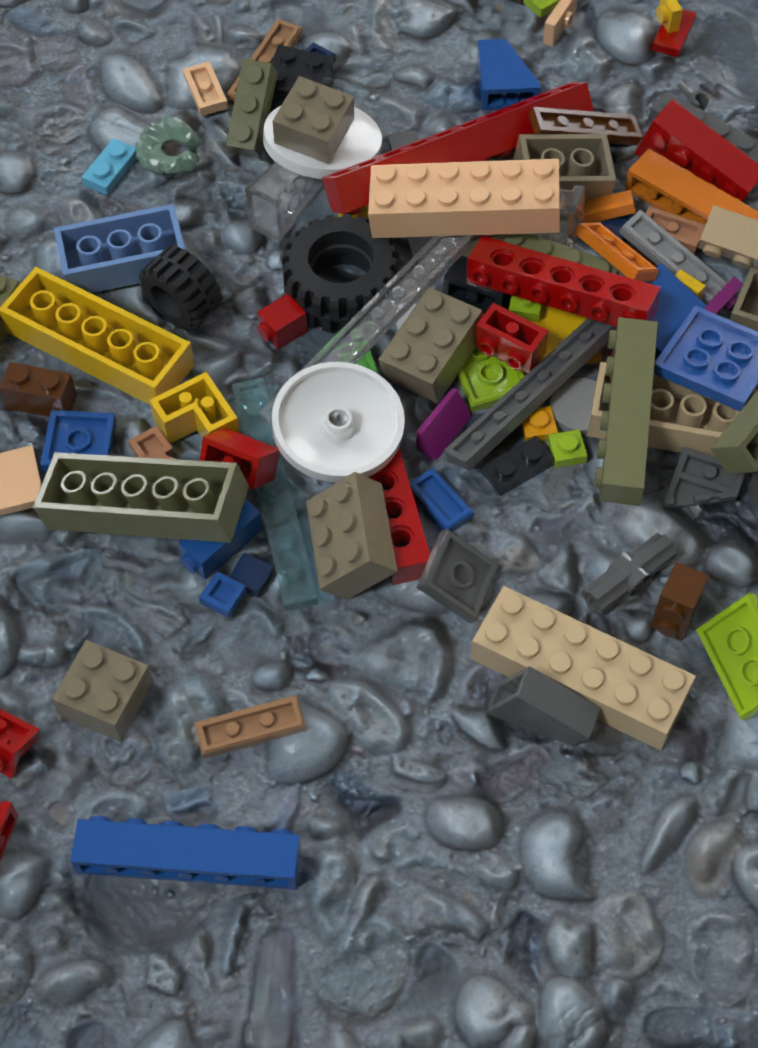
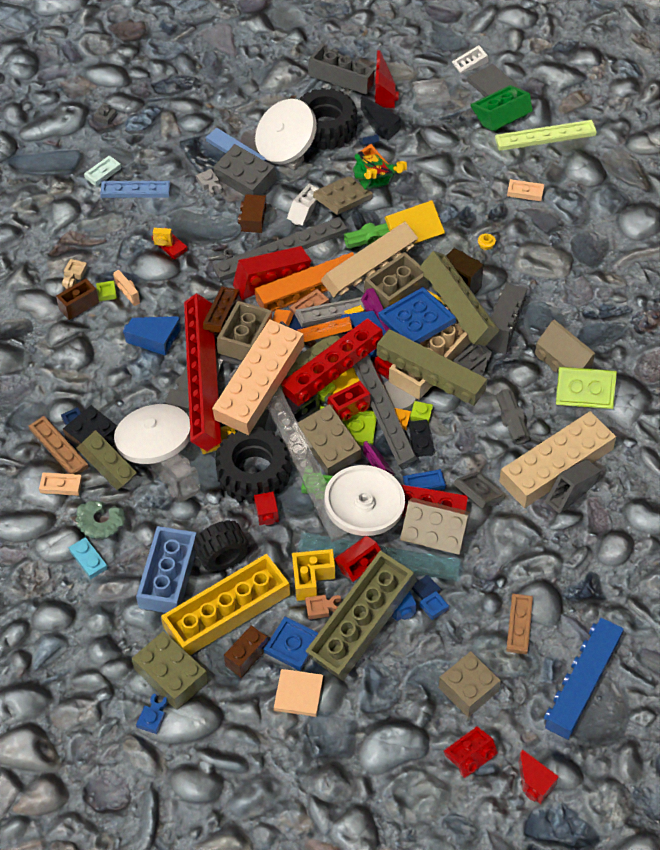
camera: 65 degrees left, 5 degrees down
(313, 119) = (157, 424): dark tan brick -> none
(679, 601) = (544, 400): reddish brown brick -> none

